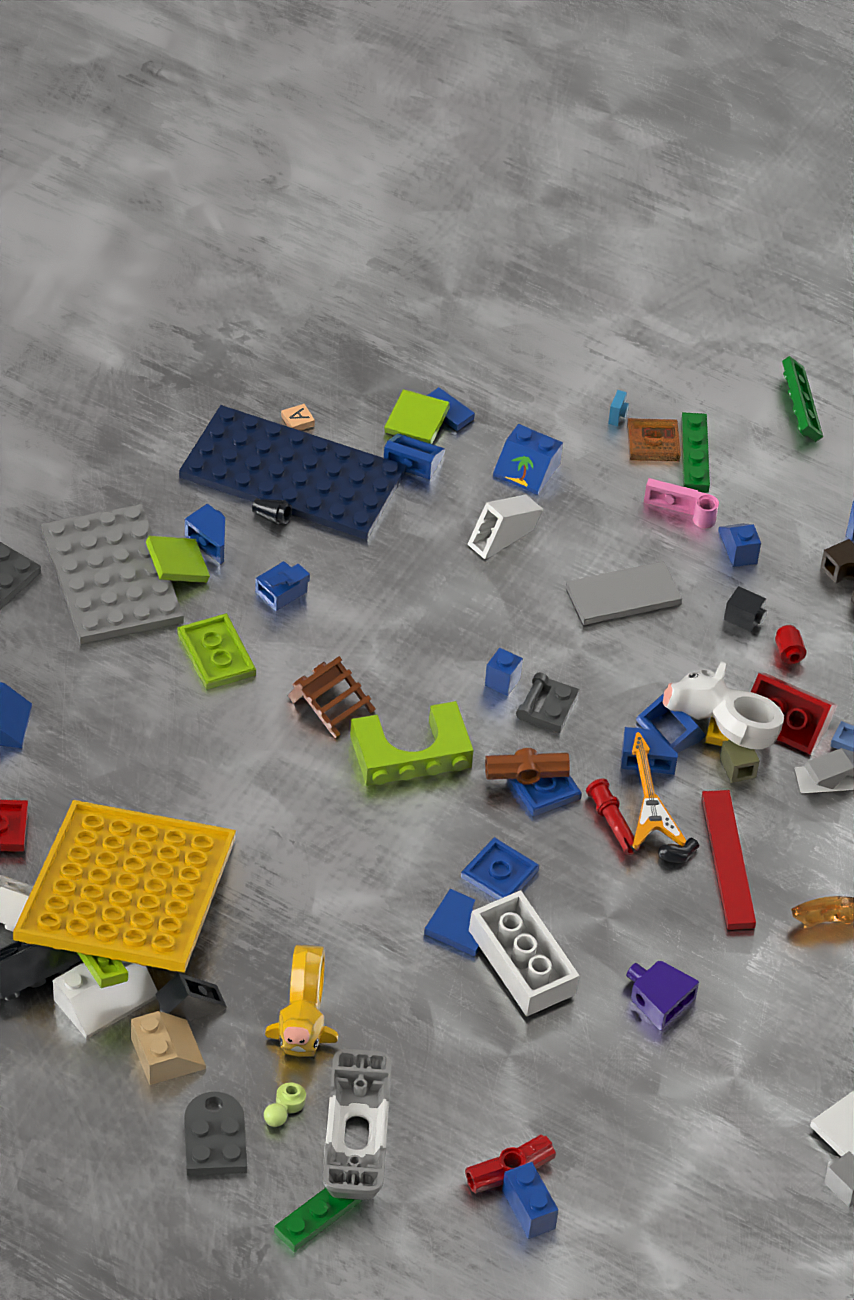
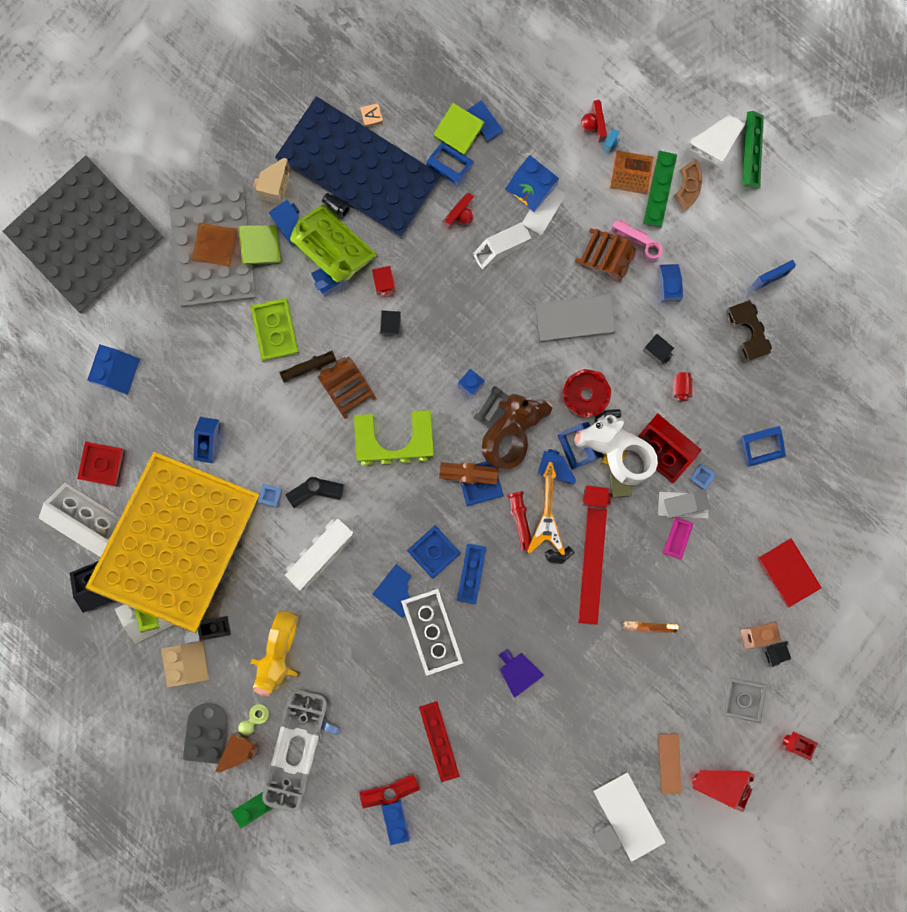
camera: 15 degrees right, 35 degrees up
(116, 562) = (214, 244): none -> clear orange tile
(145, 779) = (205, 439): none -> blue slope
(183, 487) = (273, 182): none -> tan slope
(250, 831) = (269, 495): none -> medium blue plate
(269, 684) = (308, 366): none -> dark brown pin
(272, 1136) = (237, 751): none -> dark orange slope
(276, 542) = (331, 244): none -> lime plate
(311, 815) = (303, 493): none -> black piece
(340, 886) = (320, 554): none -> white slope
(355, 578) = (383, 281): none -> red brick
(375, 617) = (390, 322): none -> black panel
(403, 1095) = (330, 727): none -> medium blue tile
(441, 497) = (460, 212): none -> red tile
(553, 491) = (542, 216): none -> white sticker
(561, 886) = (471, 573): none -> blue plate
(567, 1097) = (439, 741): none -> red tile
(577, 694) = (519, 415): none -> reddish brown animal
(593, 391) = (595, 121): none -> red tile
(661, 518) = (617, 258): none -> dark orange plate
(661, 652) = (590, 380): none -> red plate
(710, 774) = (596, 497): none -> red brick
(733, 444) = (691, 185): none -> medium nougat tile
(752, 394) = (717, 139): none -> white slope
(837, 813) = (678, 538): none -> dark pink tile

